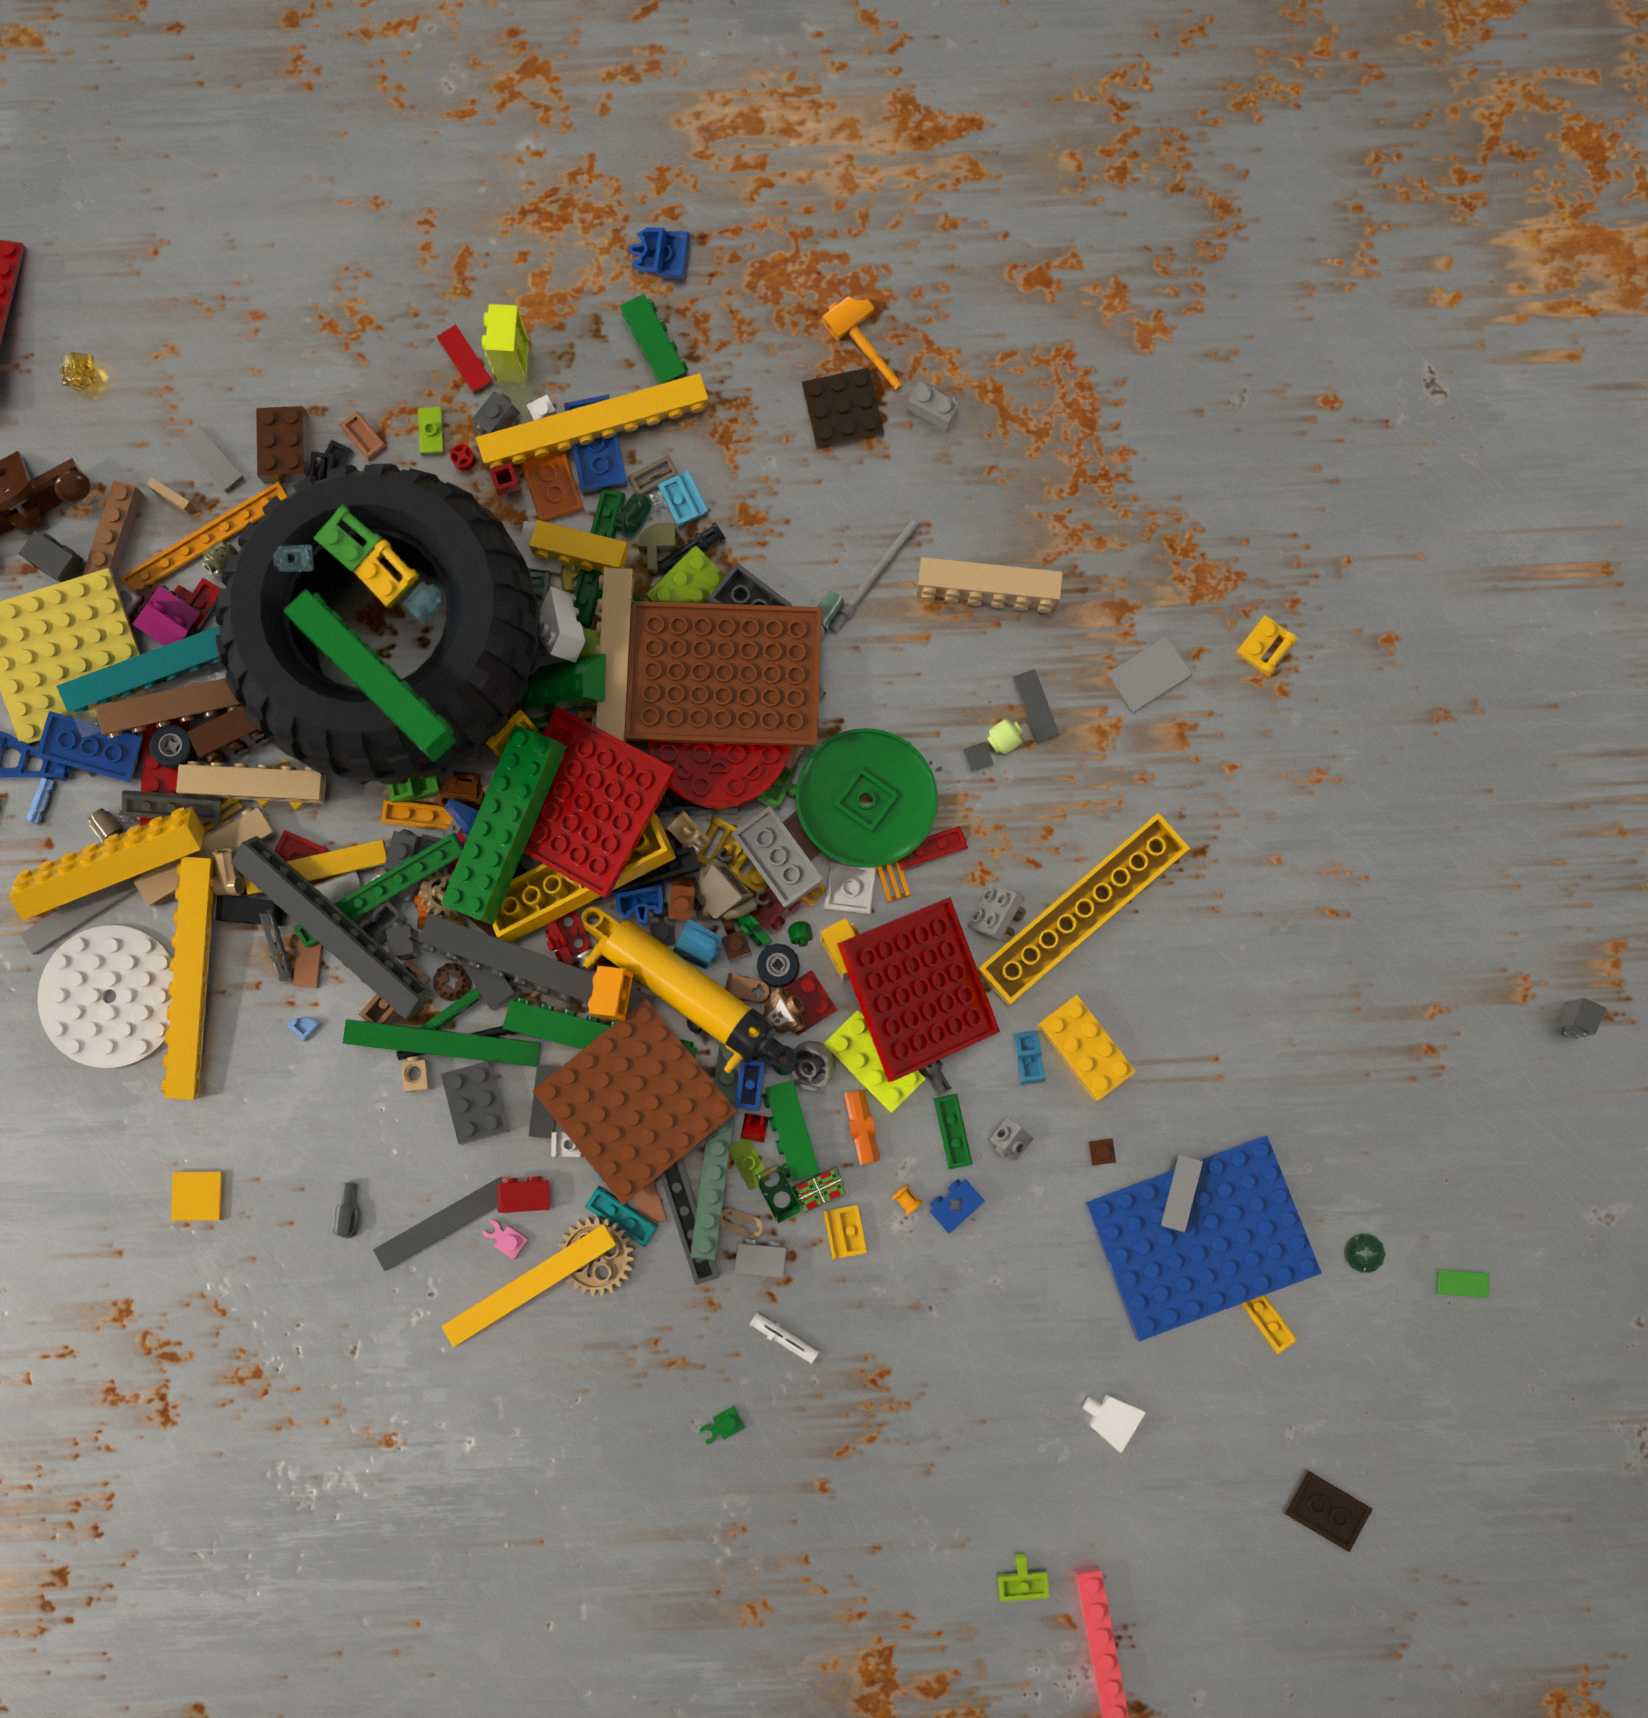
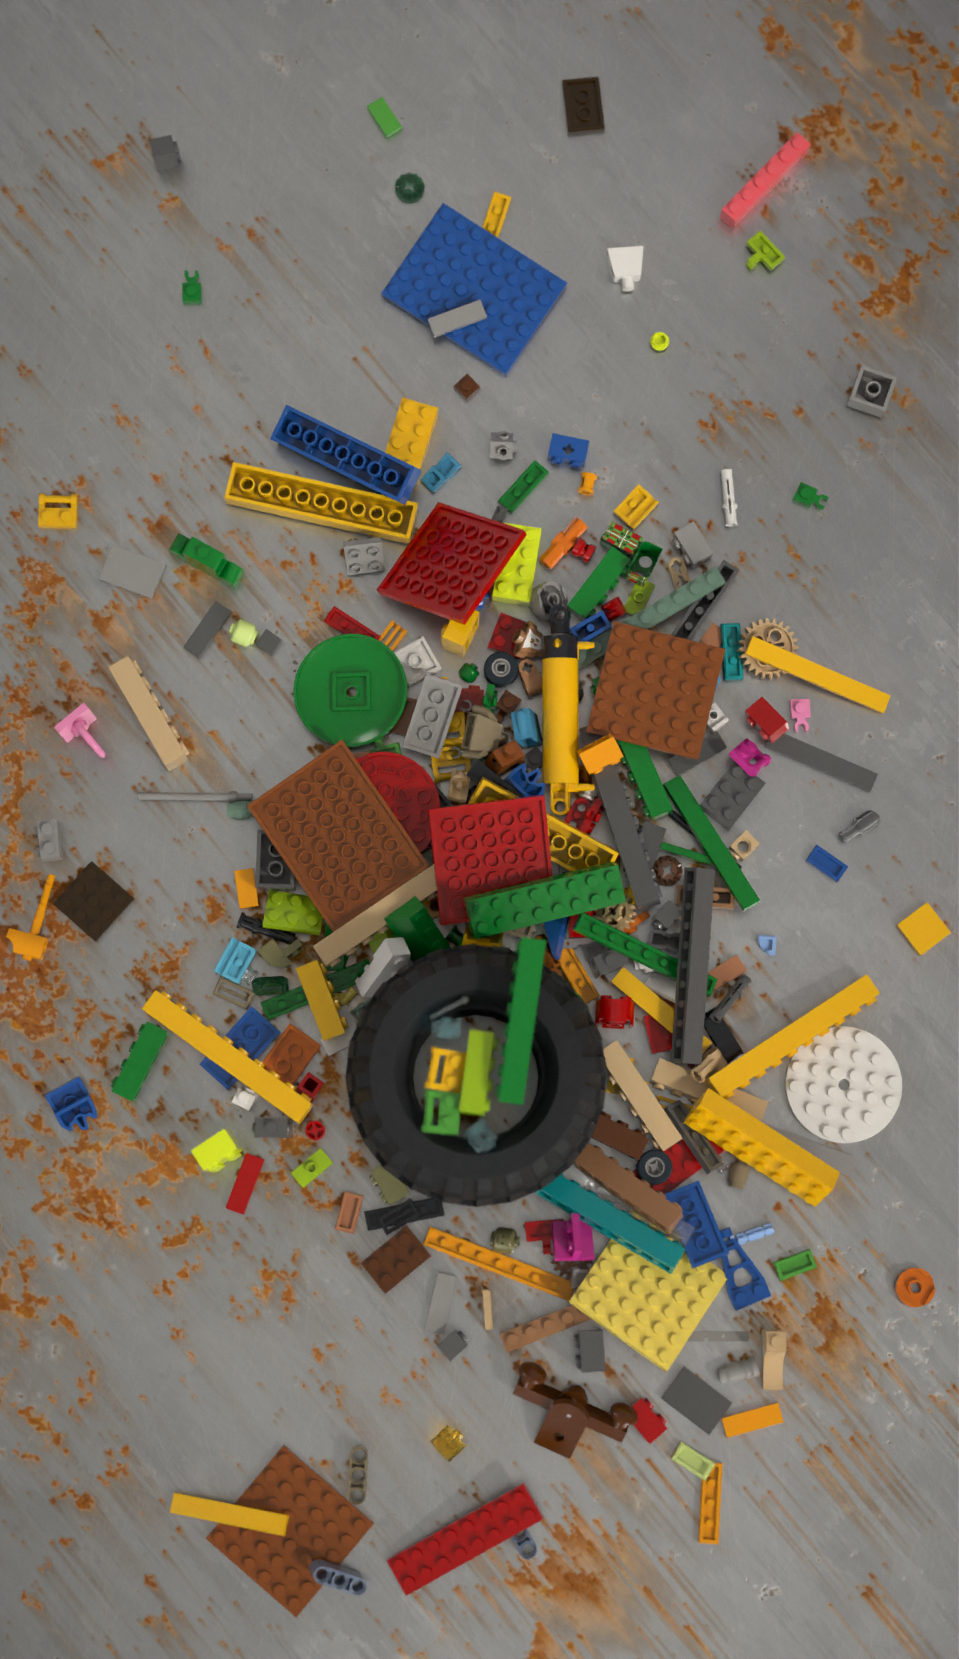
camera: 130 degrees left, 0 degrees up
(39, 185) = (344, 1583): none -> sand blue beam
(110, 263) = (353, 1484): none -> dark tan beam
(119, 178) = (318, 1527): none -> dark orange plate
(163, 440) = (453, 1344): none -> dark grey brick
(173, 131) = (229, 1514): none -> yellow tile
(336, 1148) = (826, 863): none -> blue tile
(350, 820) = (614, 1012): none -> red brick
(358, 600) = (477, 1073): none -> lime brick
(441, 641) = (464, 1000): none -> dark grey hinge
(505, 1147) = (746, 752): none -> dark pink plate
(746, 557) = (246, 888): none -> light orange tile
(784, 1580) = (871, 391): none -> light grey brick
(844, 1140) = (583, 550): none -> red wheel
(1005, 1393) = (659, 341): none -> neon yellow plate
(1028, 508) = (76, 725): none -> bright pink tile
(1106, 751) = (207, 560): none -> green brick
(1113, 966) = (346, 454): none -> blue brick
(1409, 943) = (191, 291): none -> green plate

